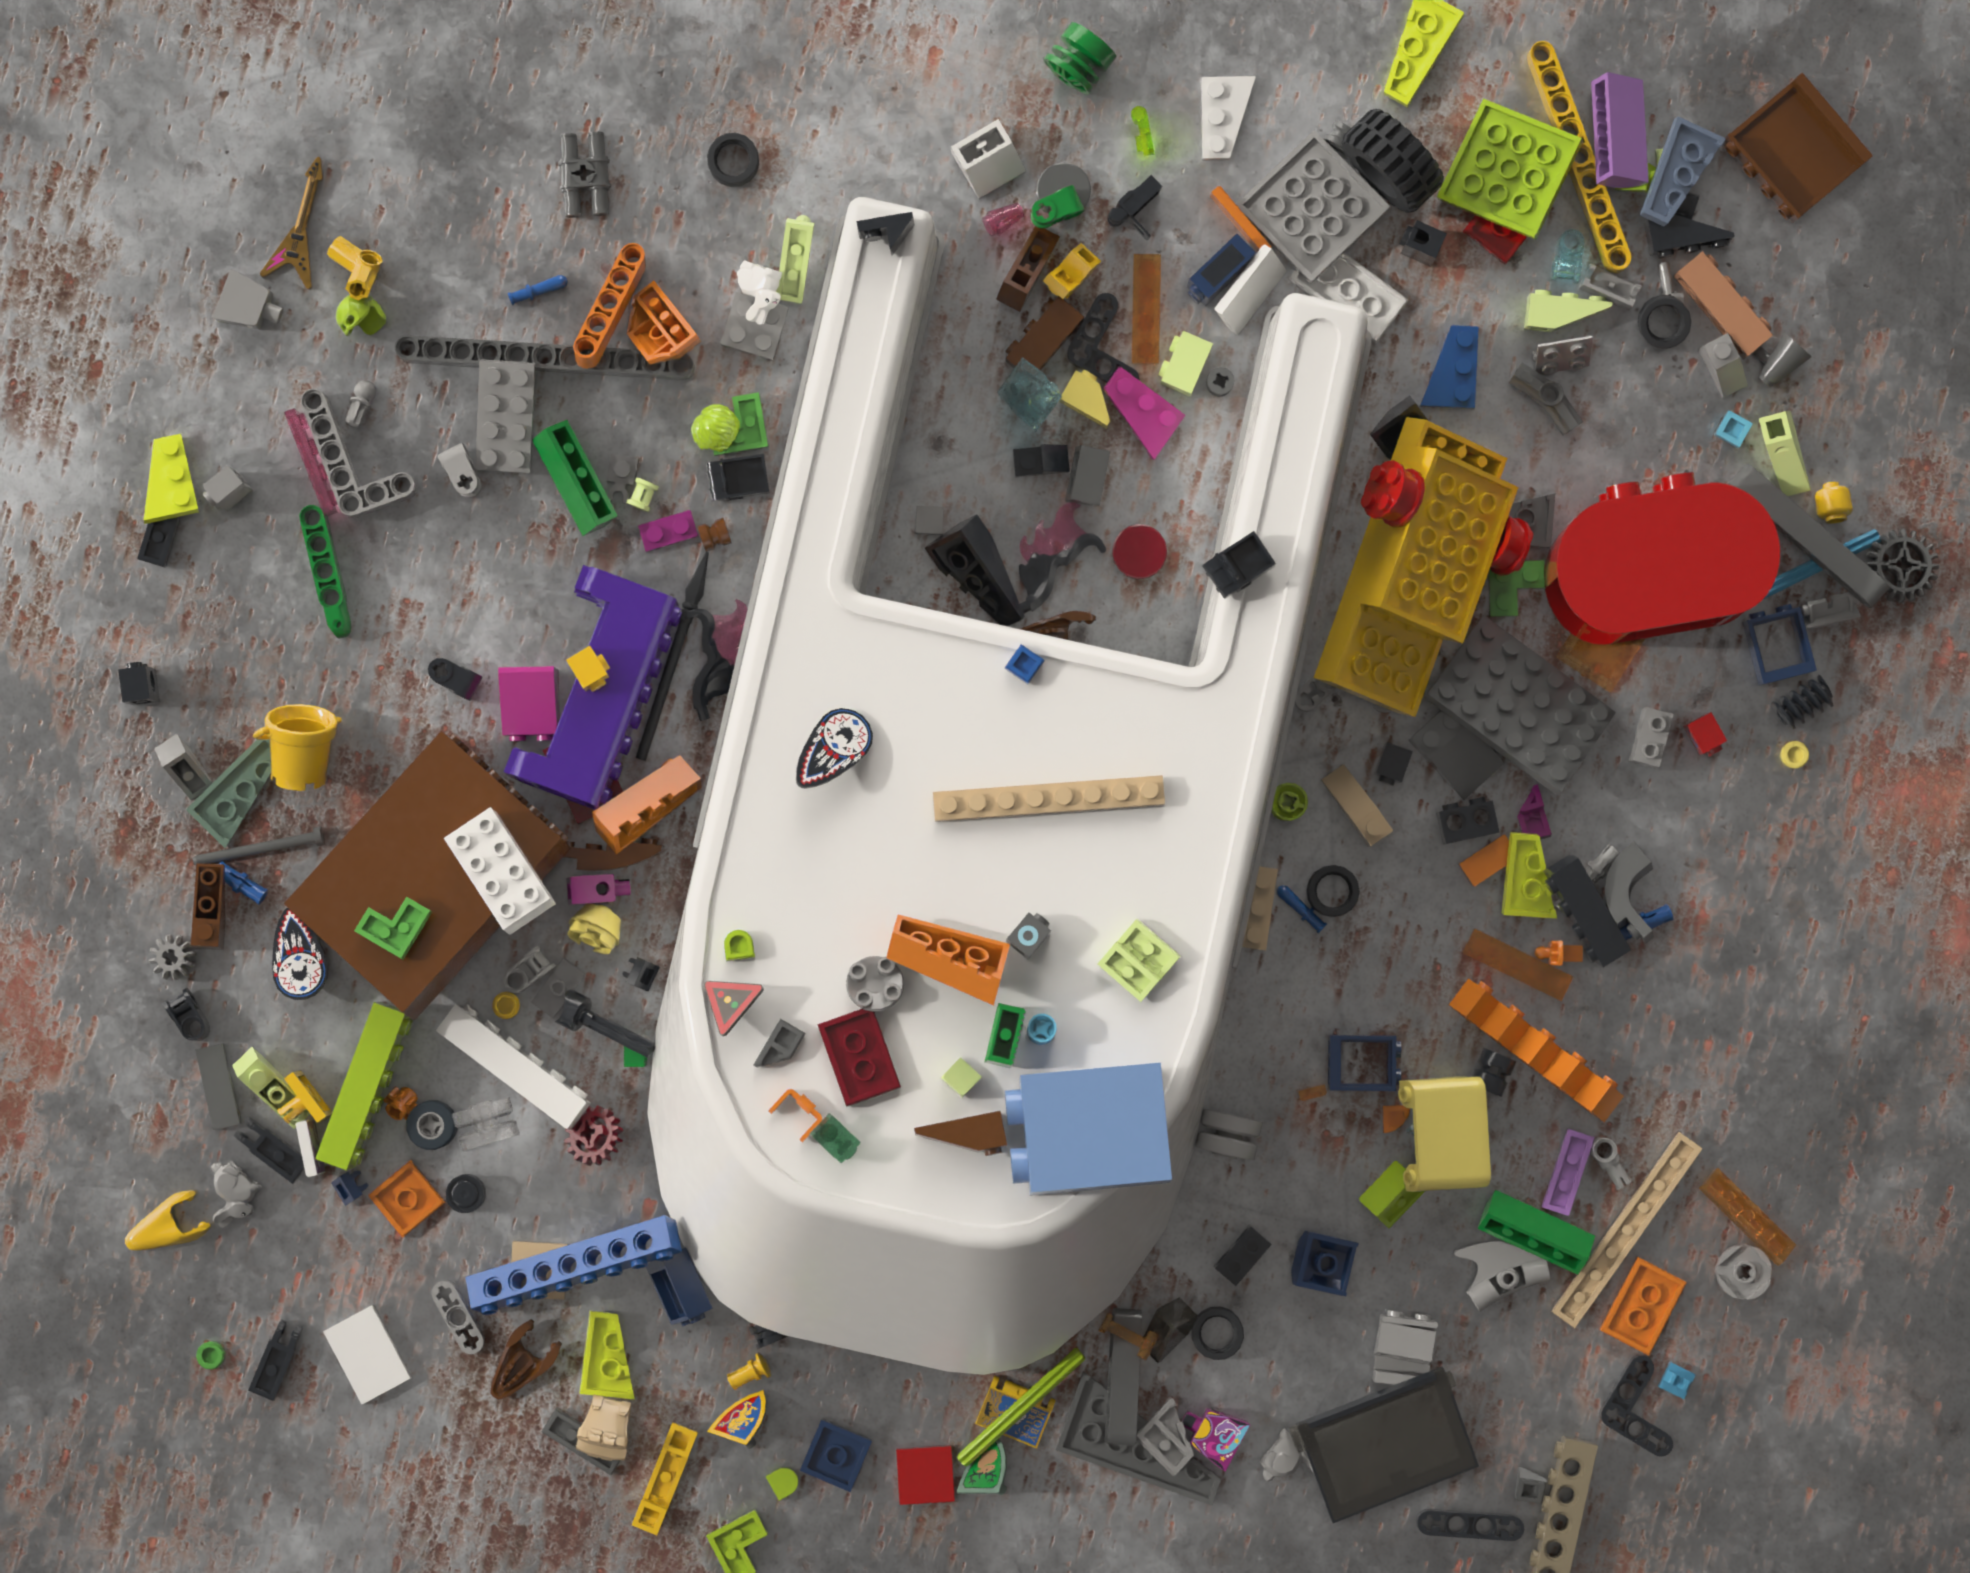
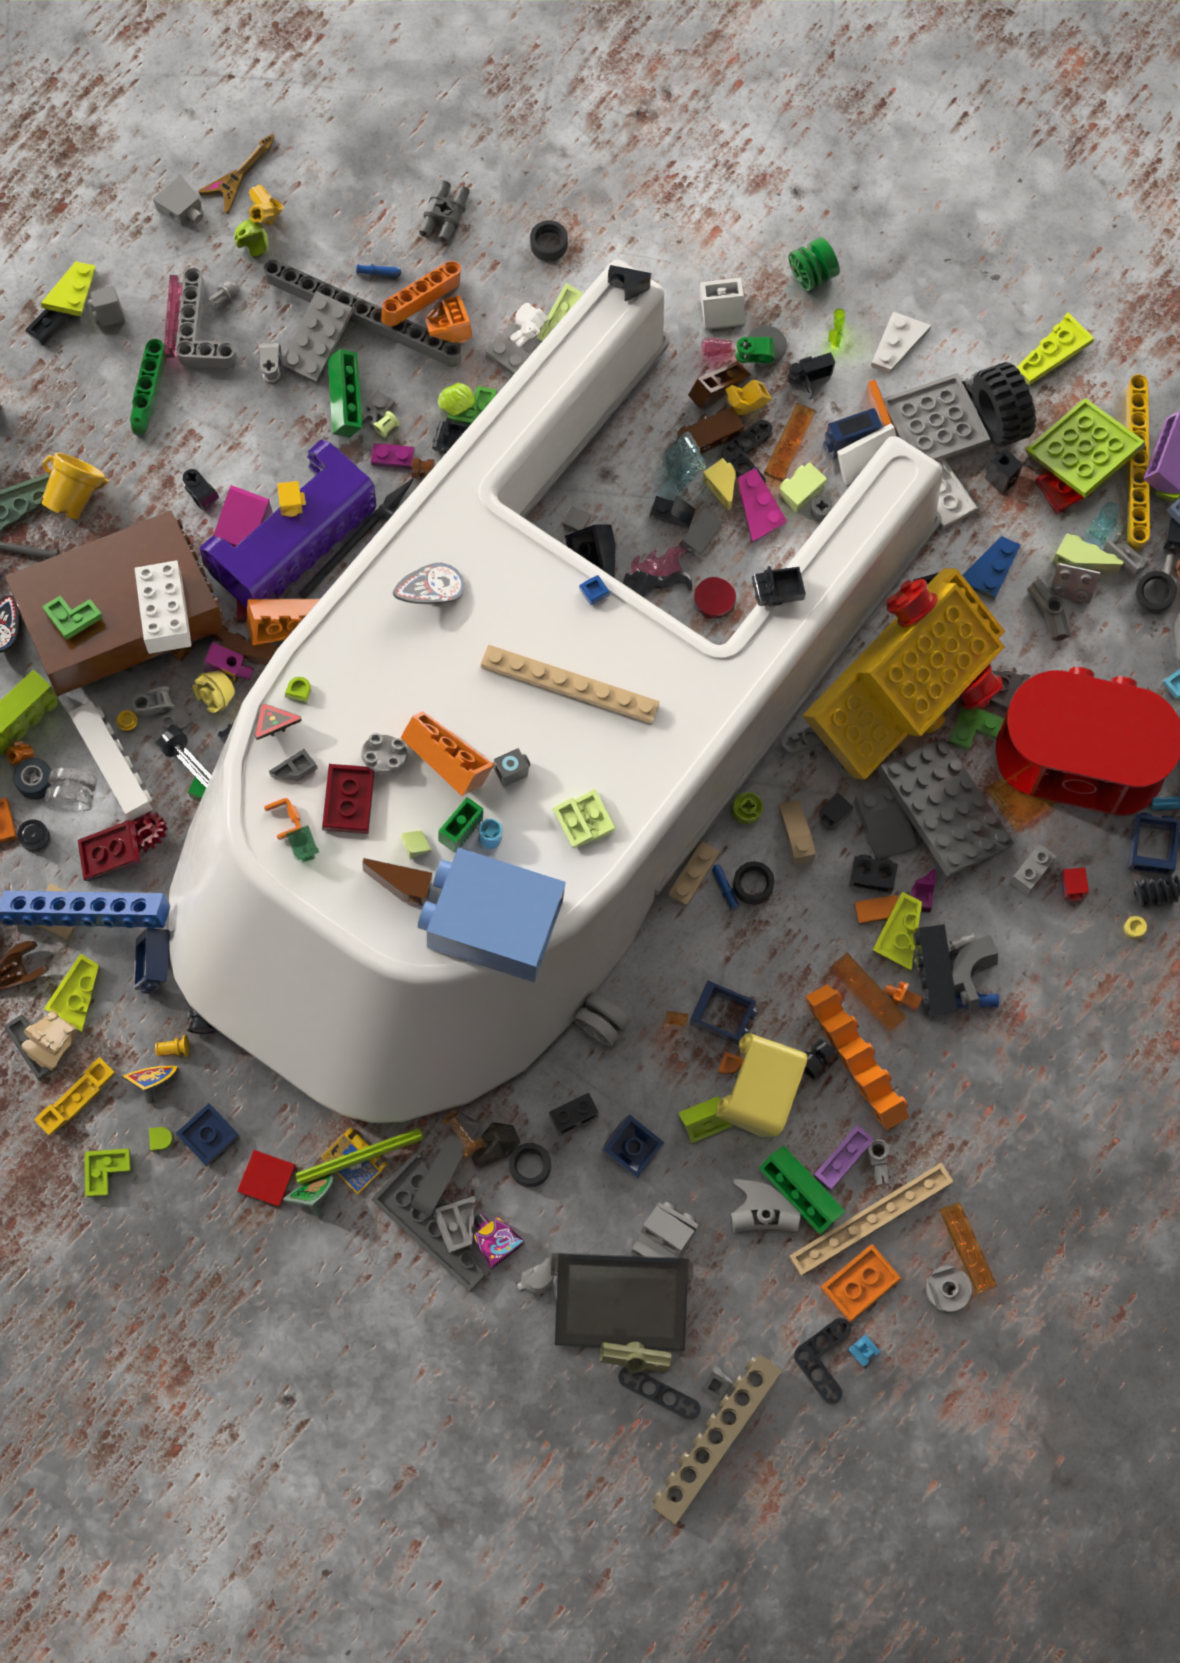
camera: 25 degrees right, 15 degrees down
(564, 1176) = (108, 850): none -> dark red tile
(1428, 1499) = (635, 1357): none -> olive piece

